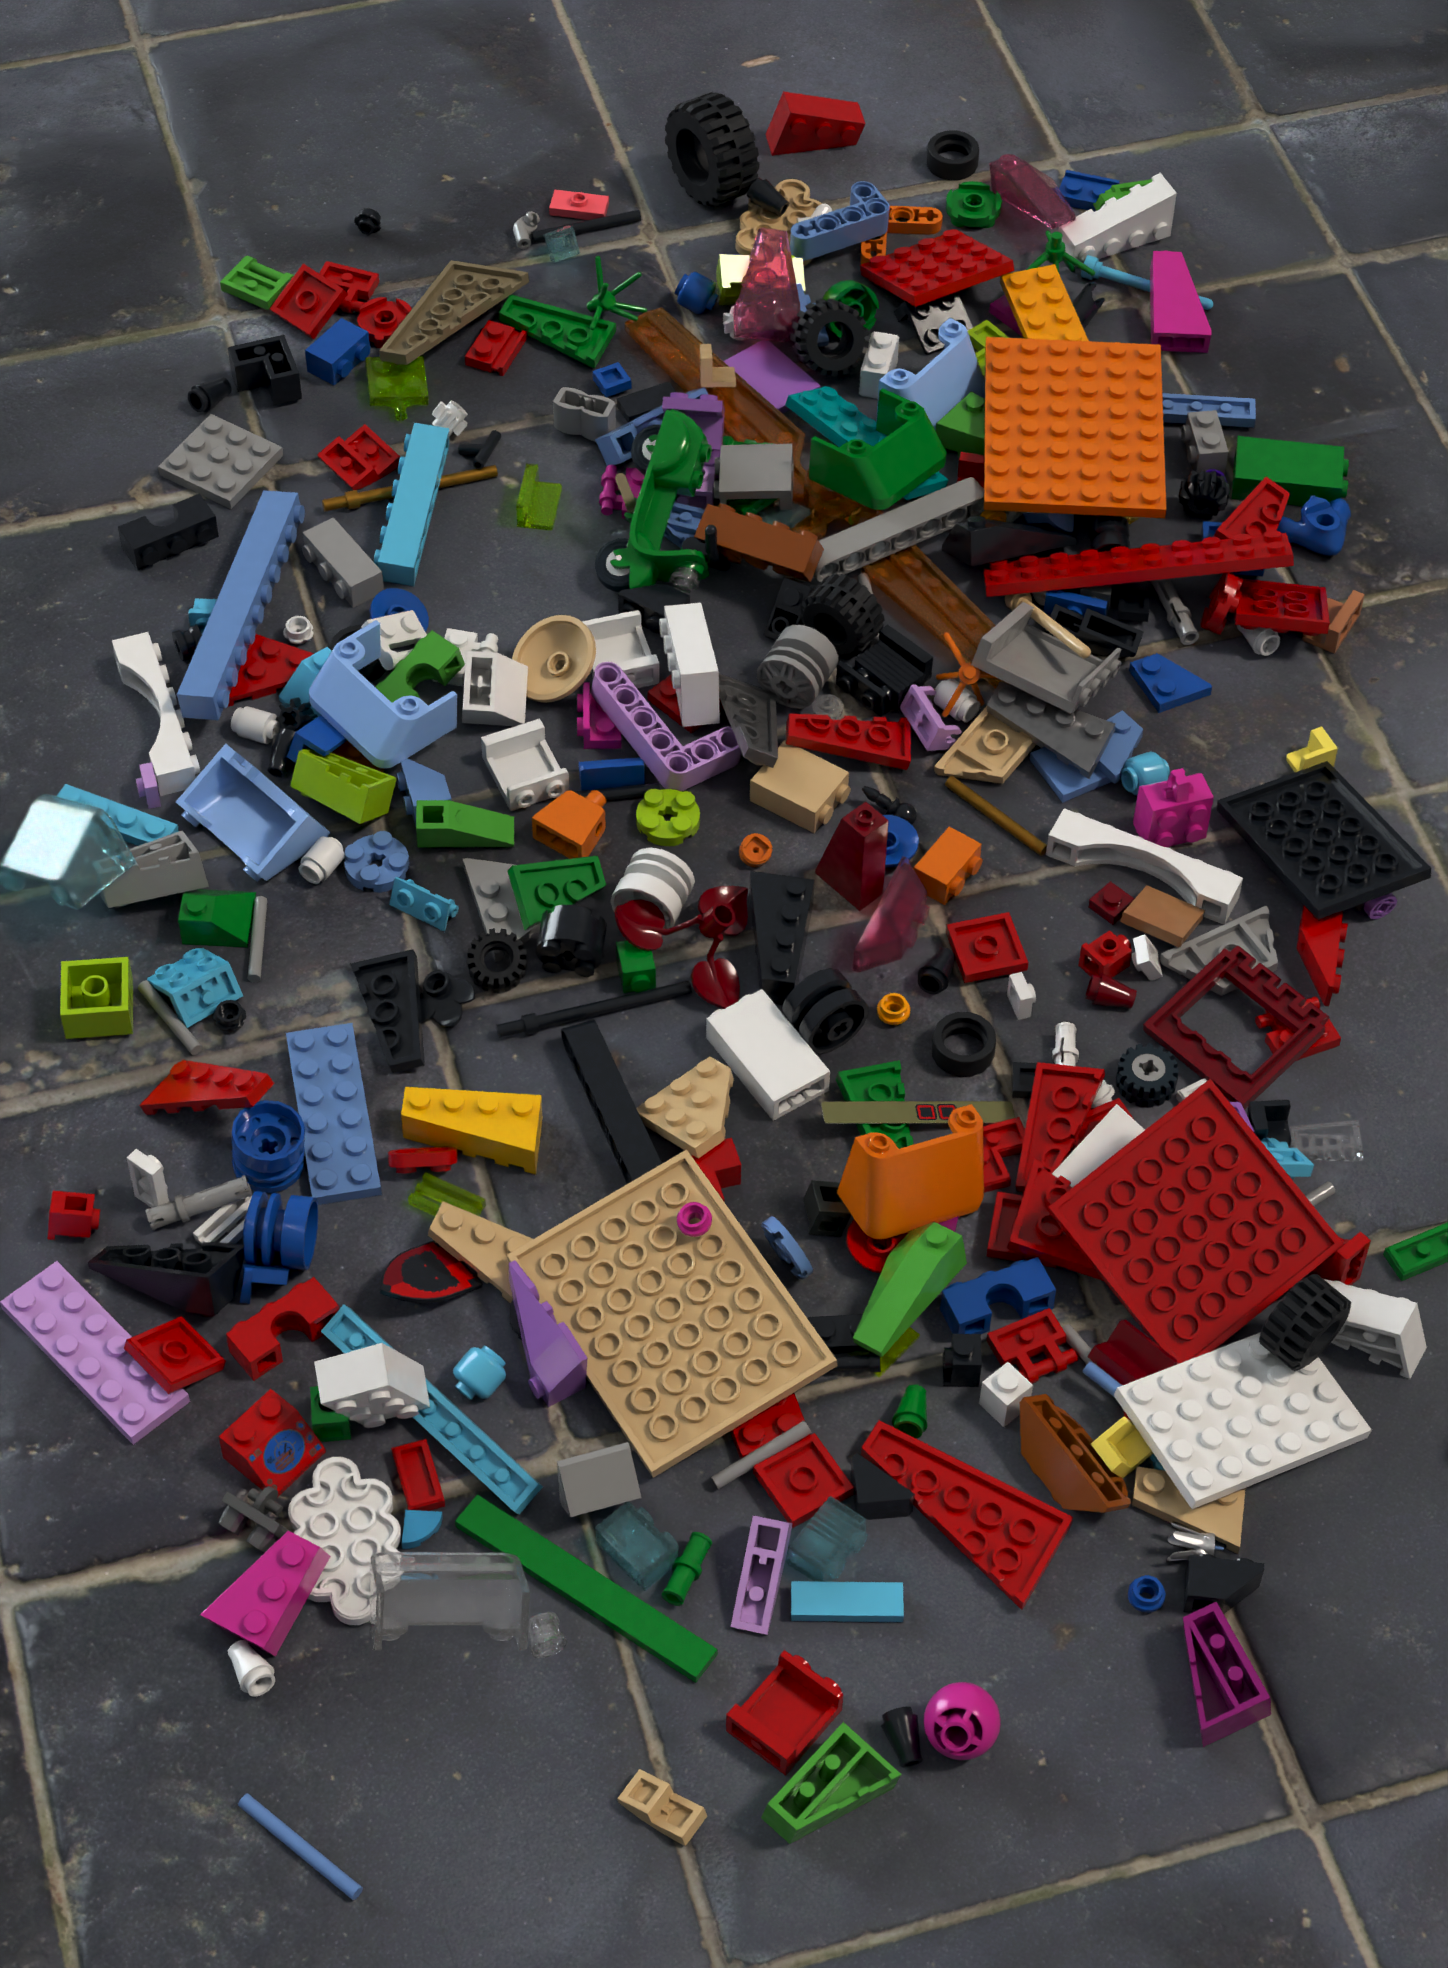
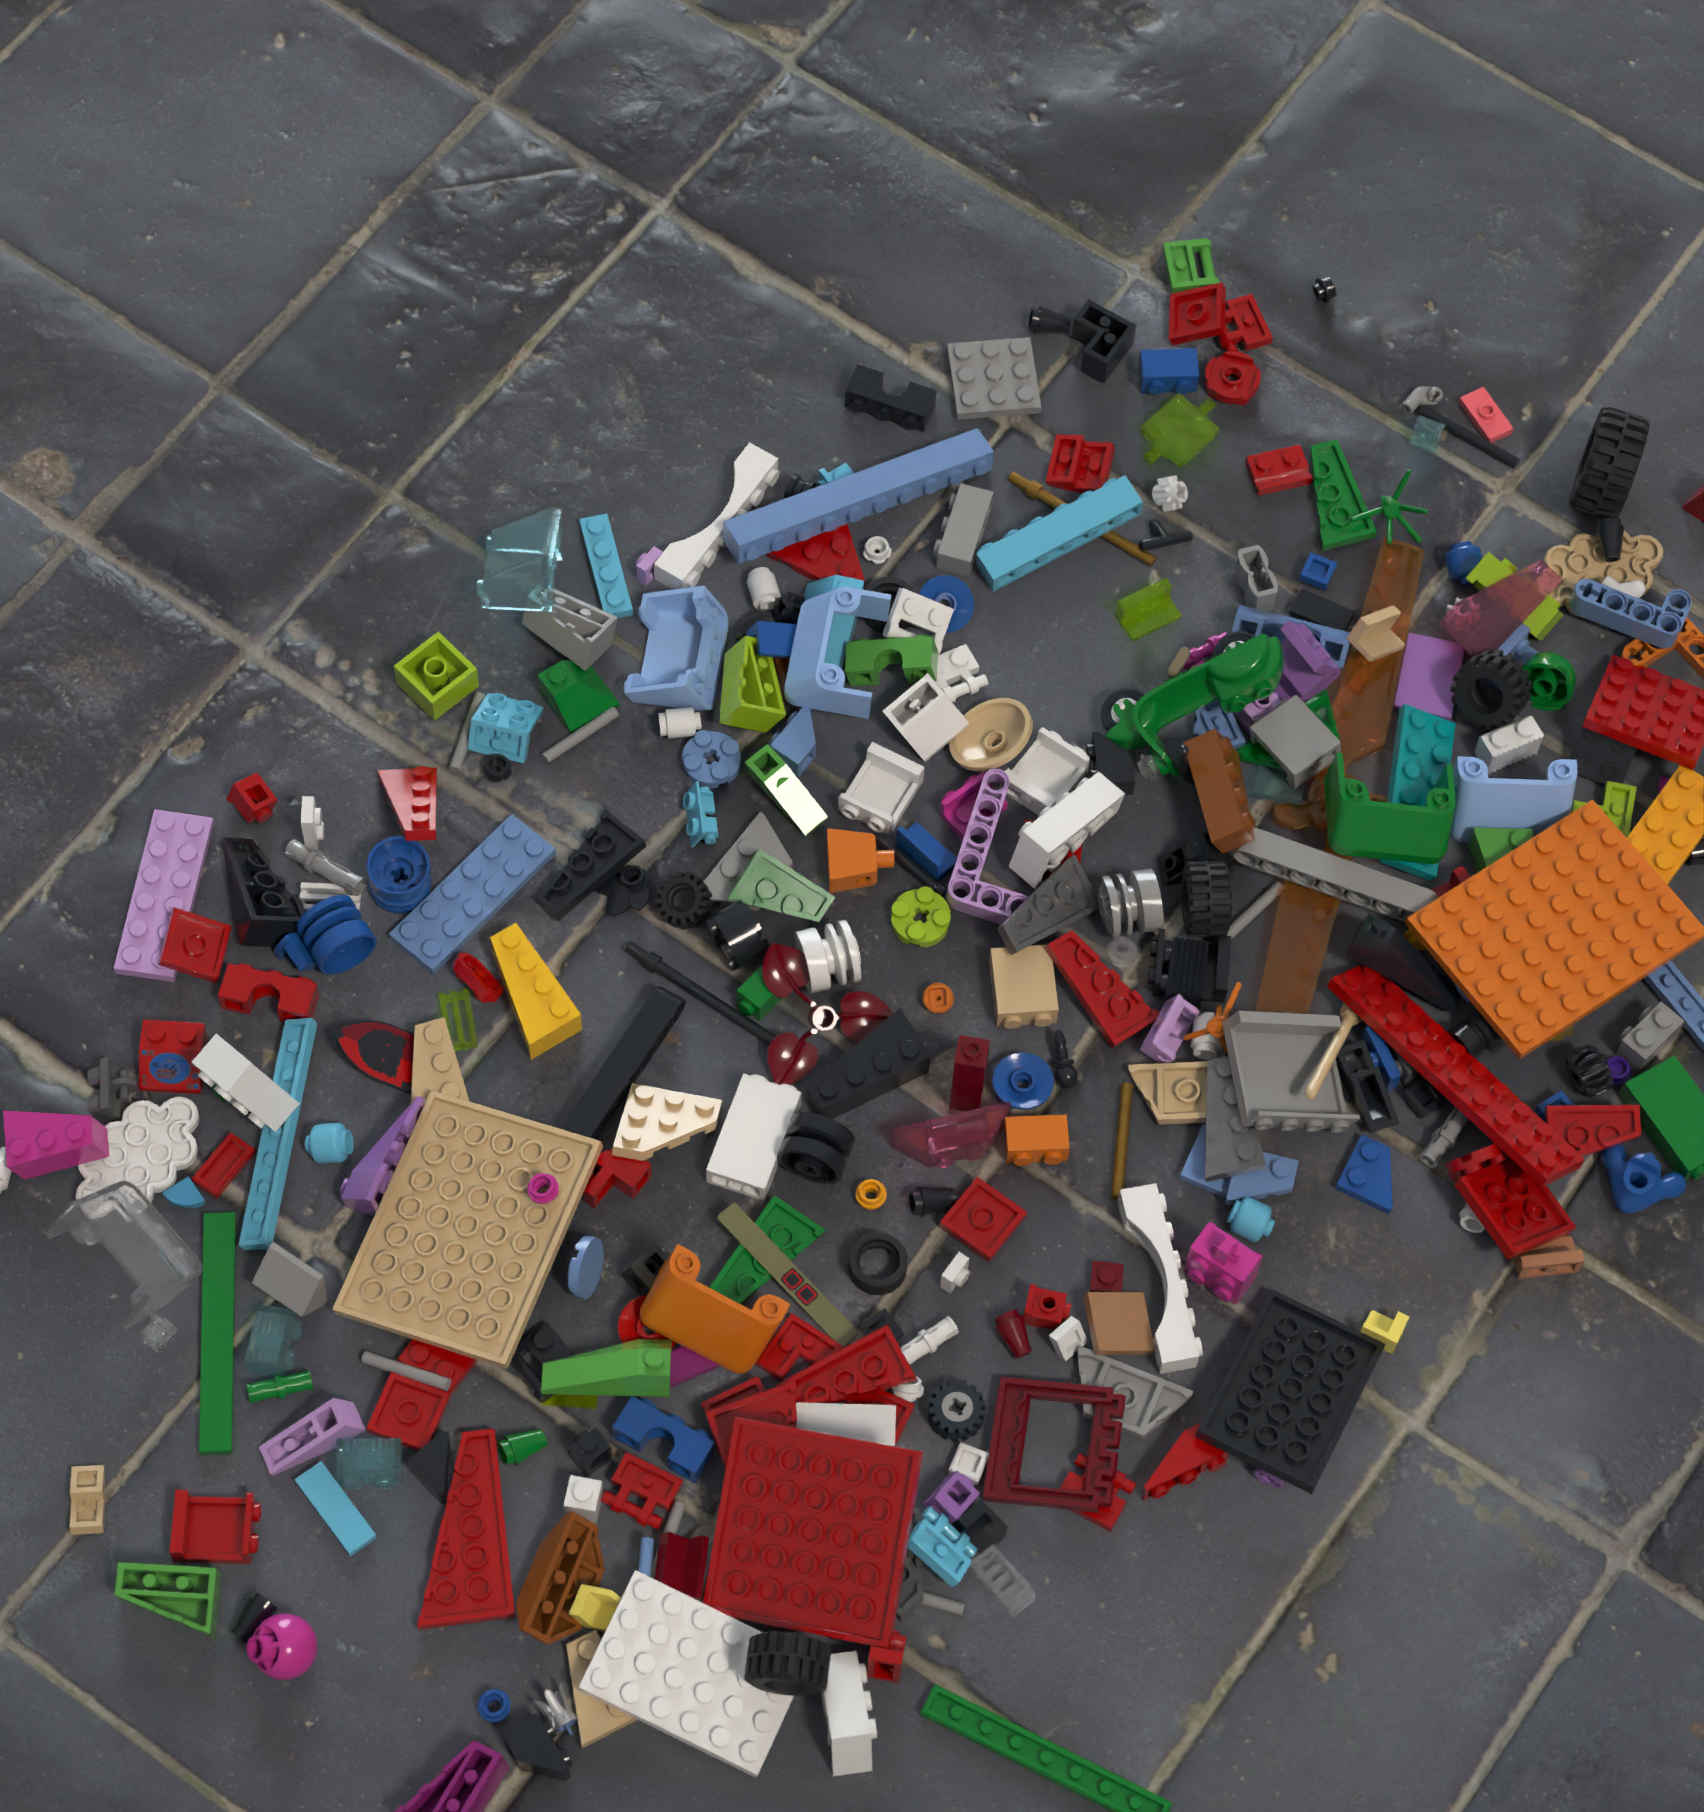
camera: 50 degrees right, 10 degrees up
(449, 304) = (1294, 408): dark tan wing -> none

